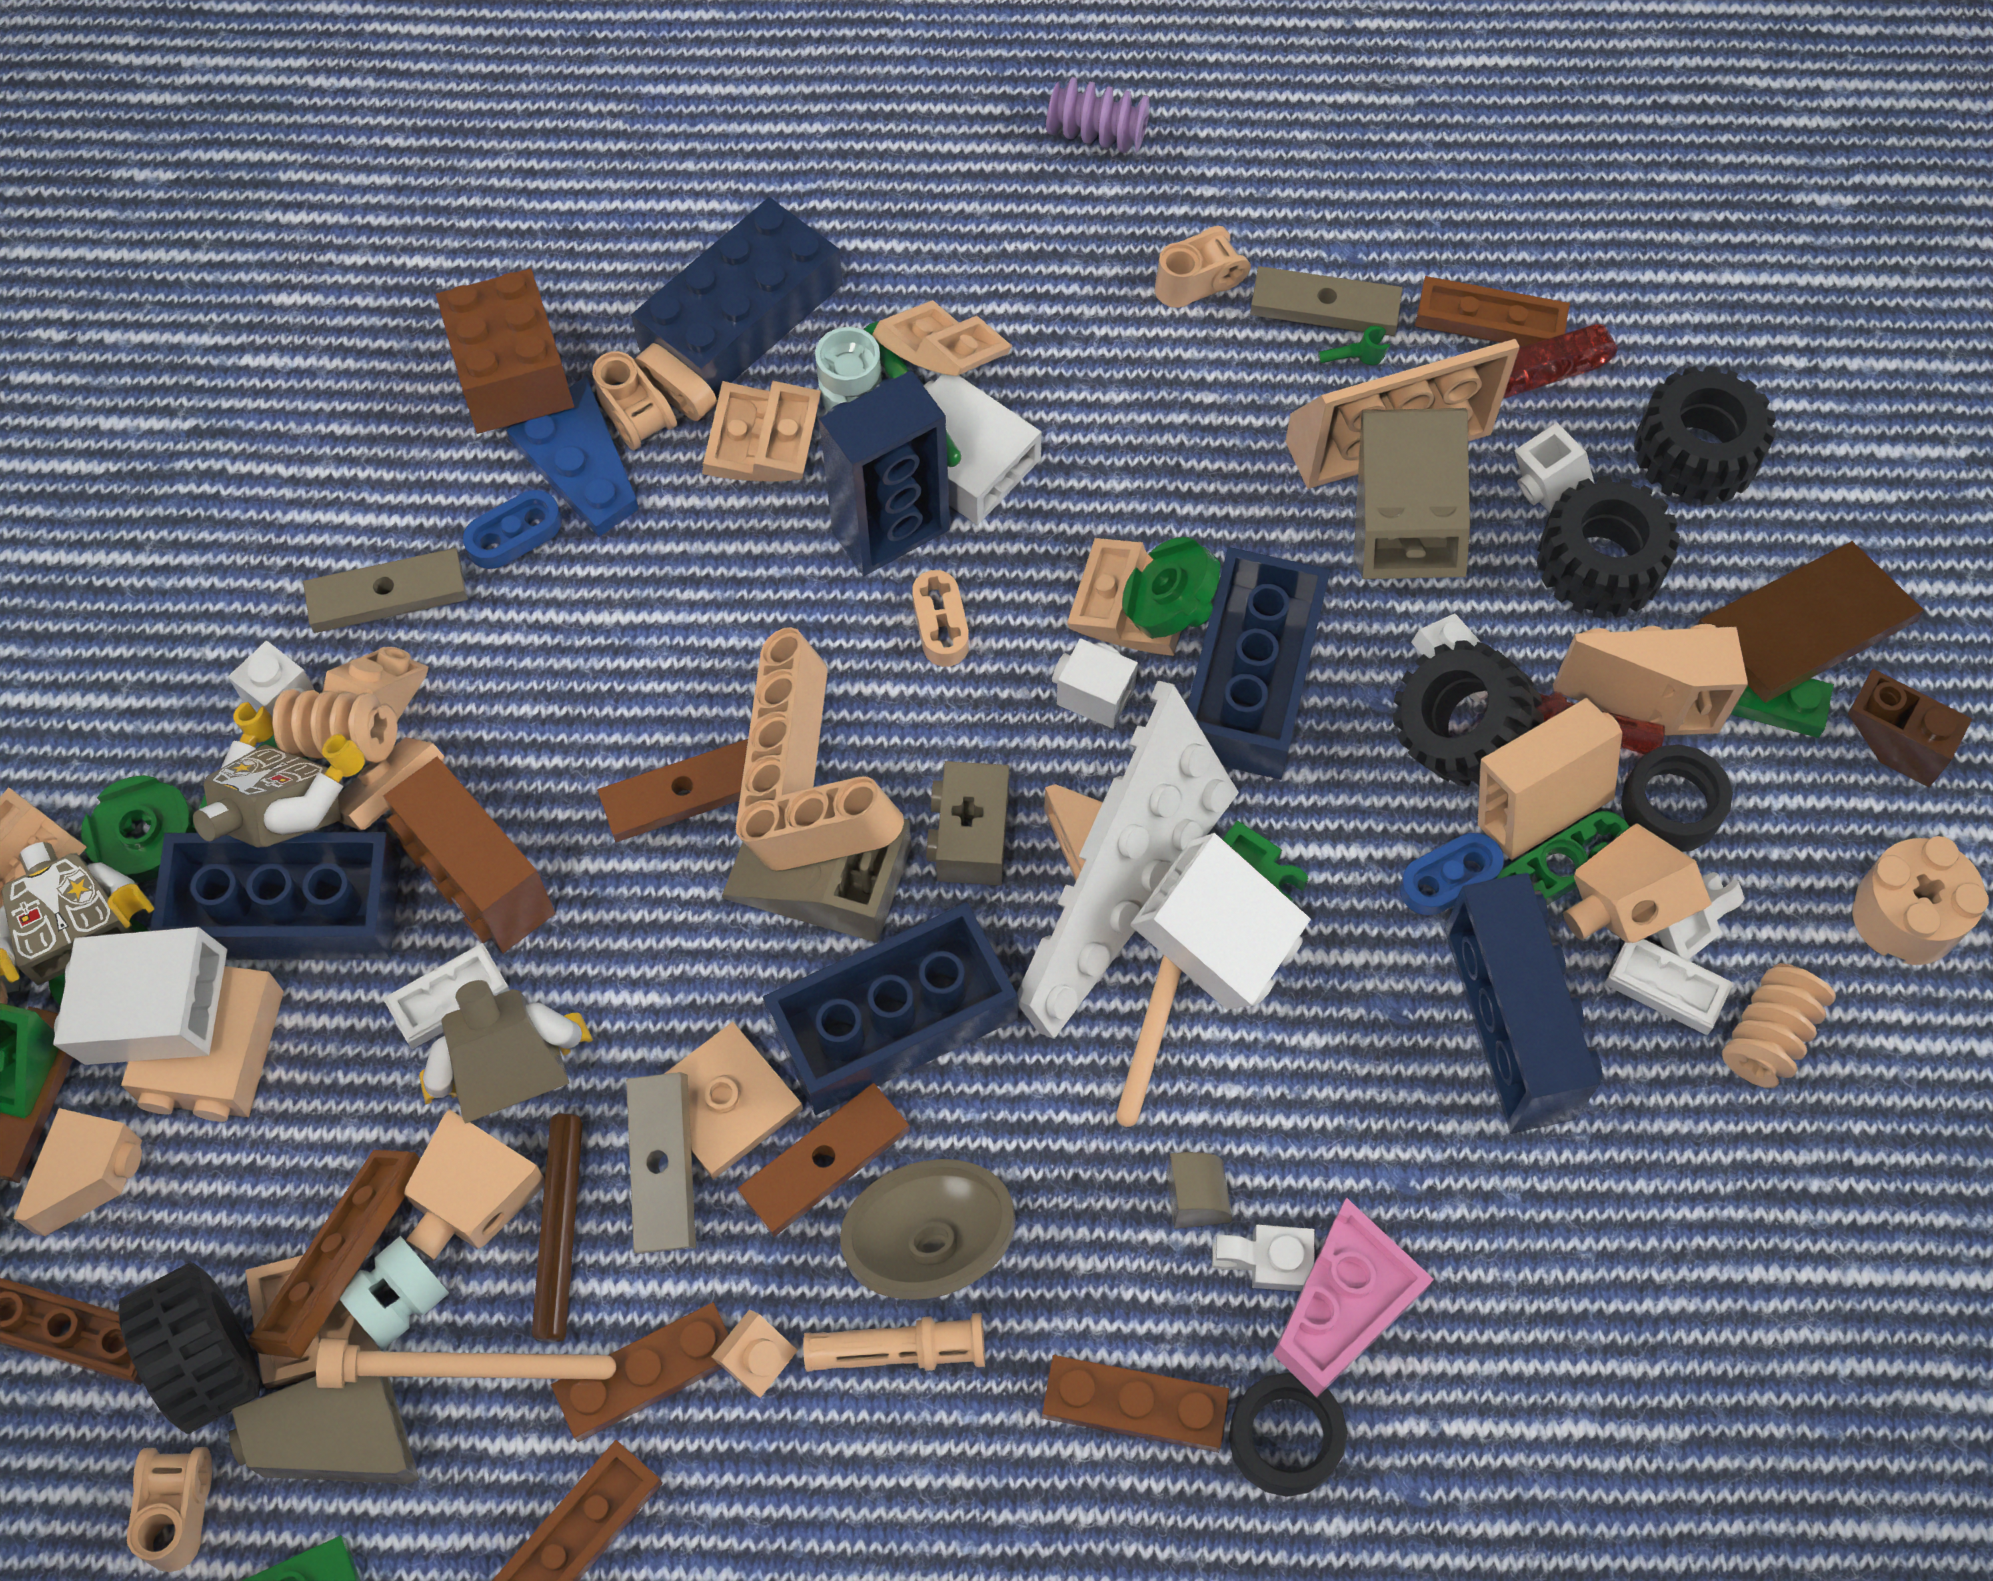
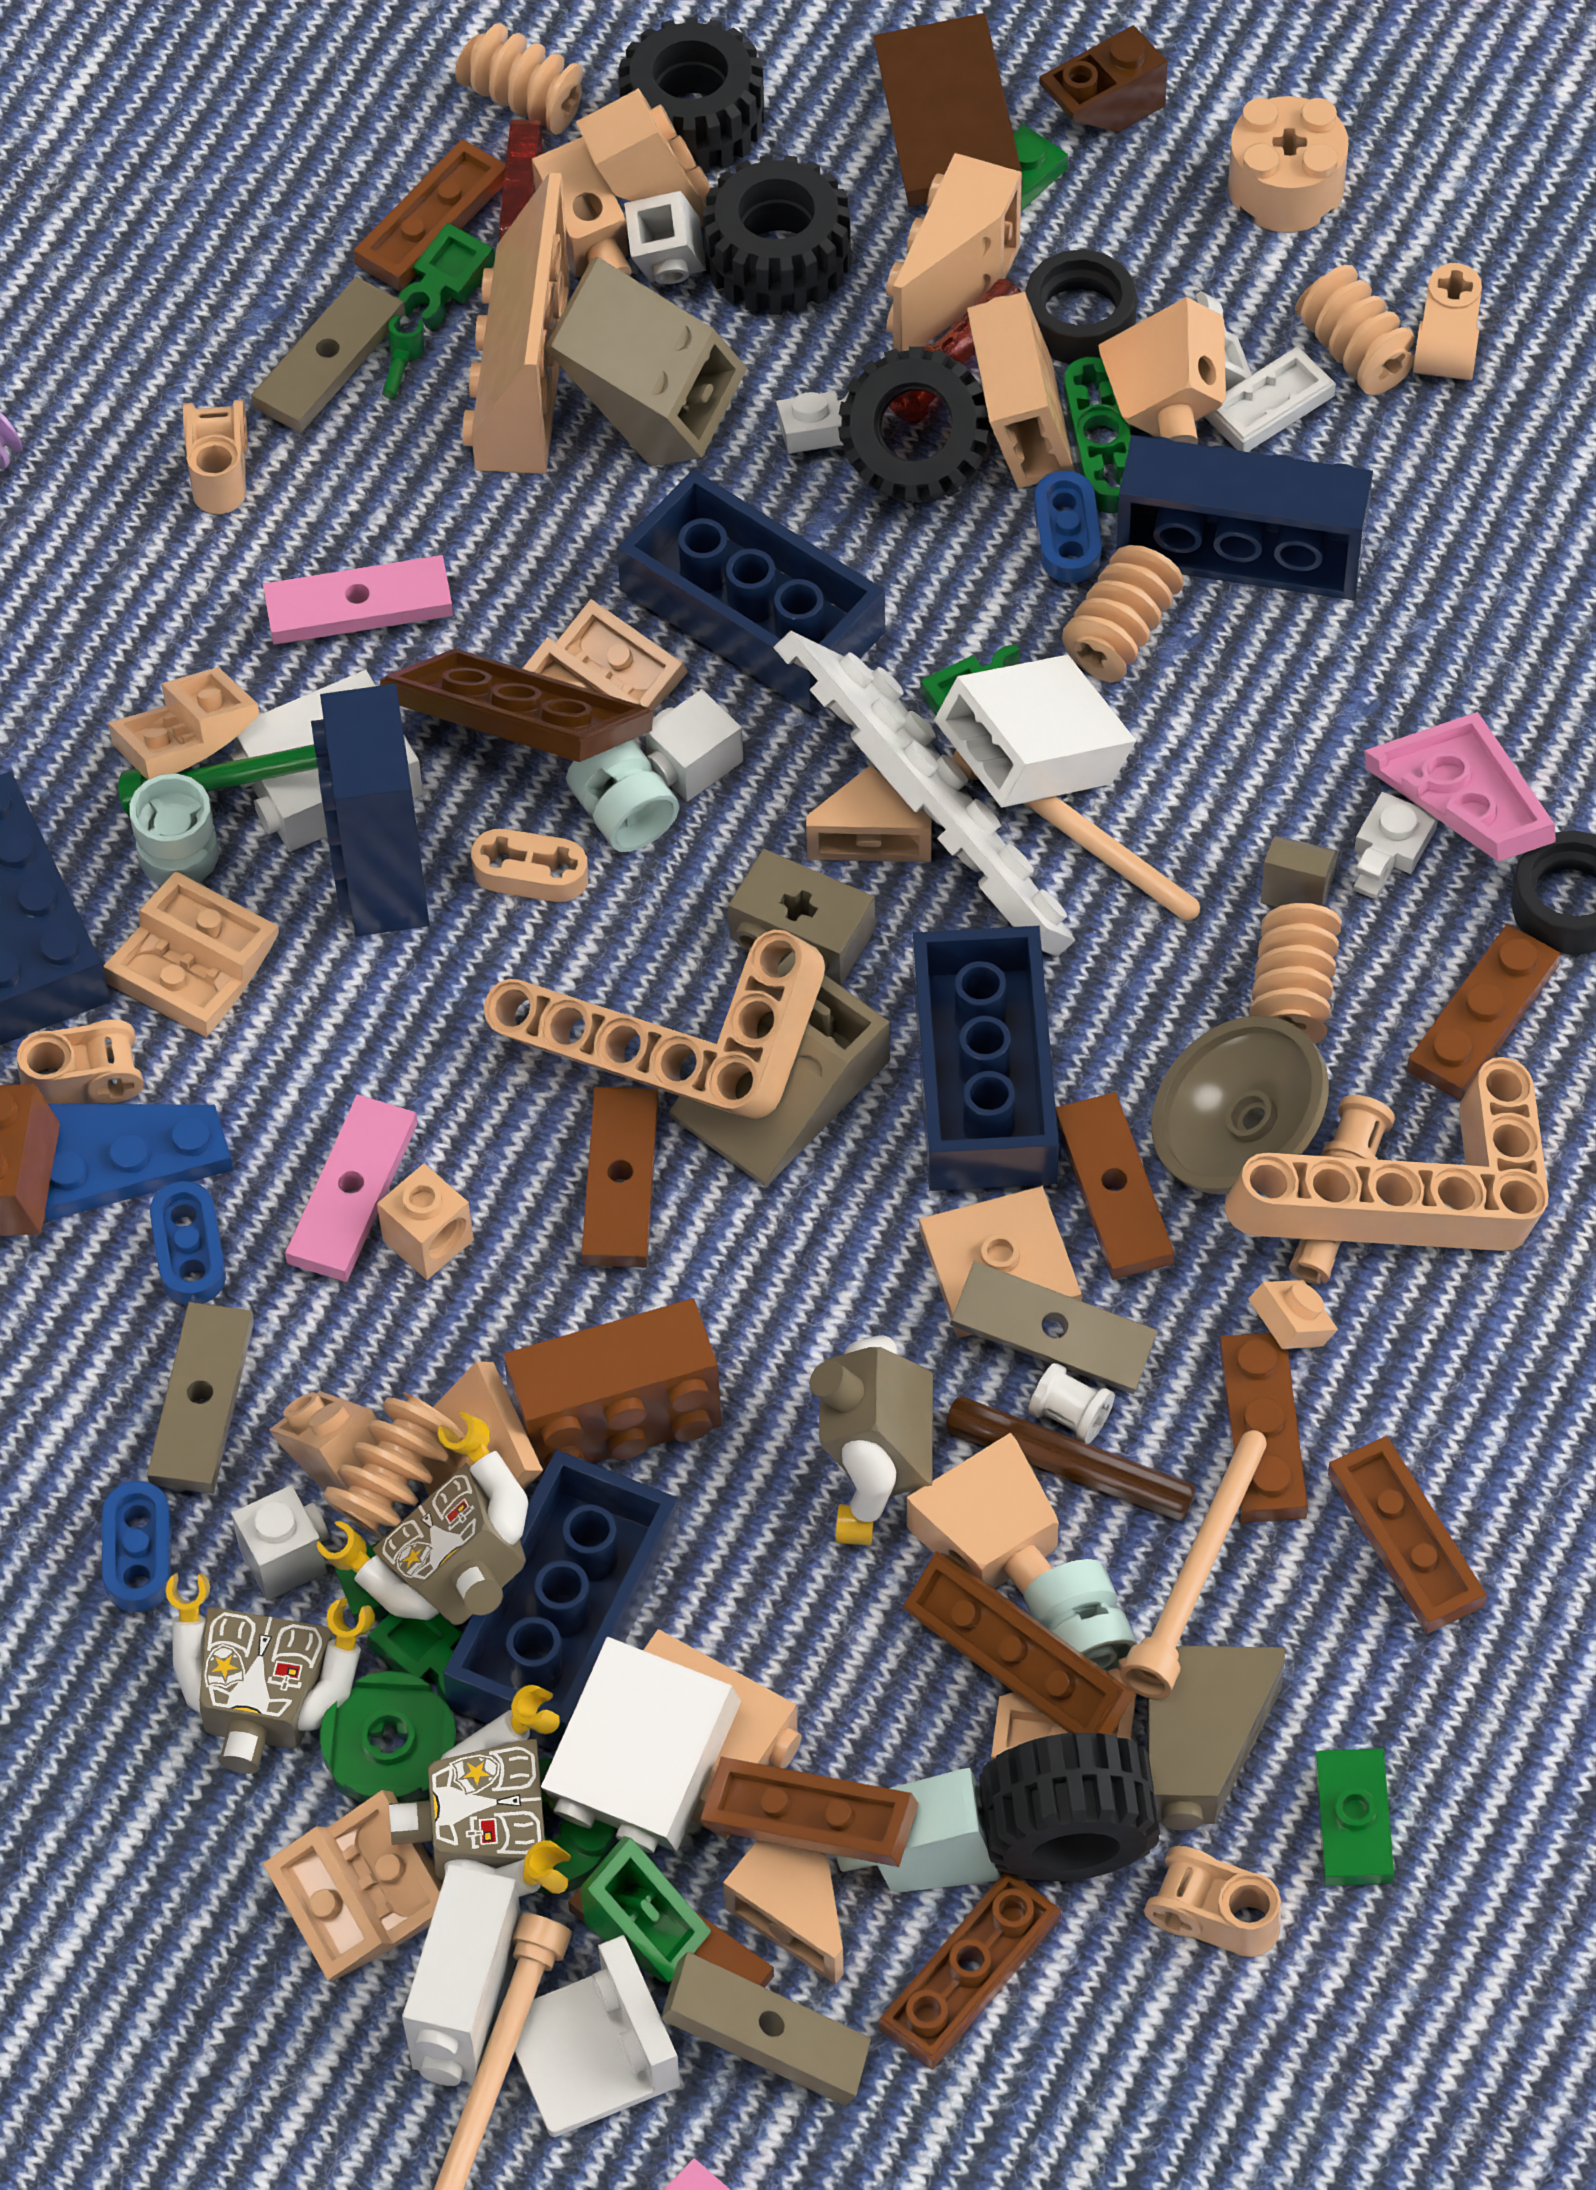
camera: 65 degrees left, 5 degrees down
(112, 1145) = (810, 1811): none -> dark orange plate
(143, 1232) = (945, 1840): none -> light aqua torso
(159, 715) = (260, 1674): none -> torso
(248, 600) = (137, 1551): none -> blue plate
(429, 998) = (756, 1482): white plate -> none
(574, 613) = (361, 1160): none -> bright pink tile
(583, 671) = (425, 1221): none -> light nougat brick
(602, 1206) = (1071, 1403): none -> white bush
(676, 382) = (79, 1005): light nougat beam -> none
(902, 1411) = (1414, 1189): none -> light nougat beam
(1019, 654) = (624, 796): none -> light aqua wheel
(1052, 541) = (519, 705): none -> reddish brown tile
(1089, 1224) = (1297, 966): none -> light nougat piece
(1117, 409) = (358, 599): none -> bright pink tile
(1172, 588) = (665, 614): green plate -> none
(1383, 945) = (1121, 611): none -> light nougat piece
(1443, 342) = (446, 269): none -> green plate
(1546, 393) = (590, 208): none -> light nougat torso
(1600, 411) = (637, 154): none -> light nougat slope
(1651, 318) = (521, 77): none -> light nougat piece
(1821, 1103) = (1449, 324): none -> light nougat piece

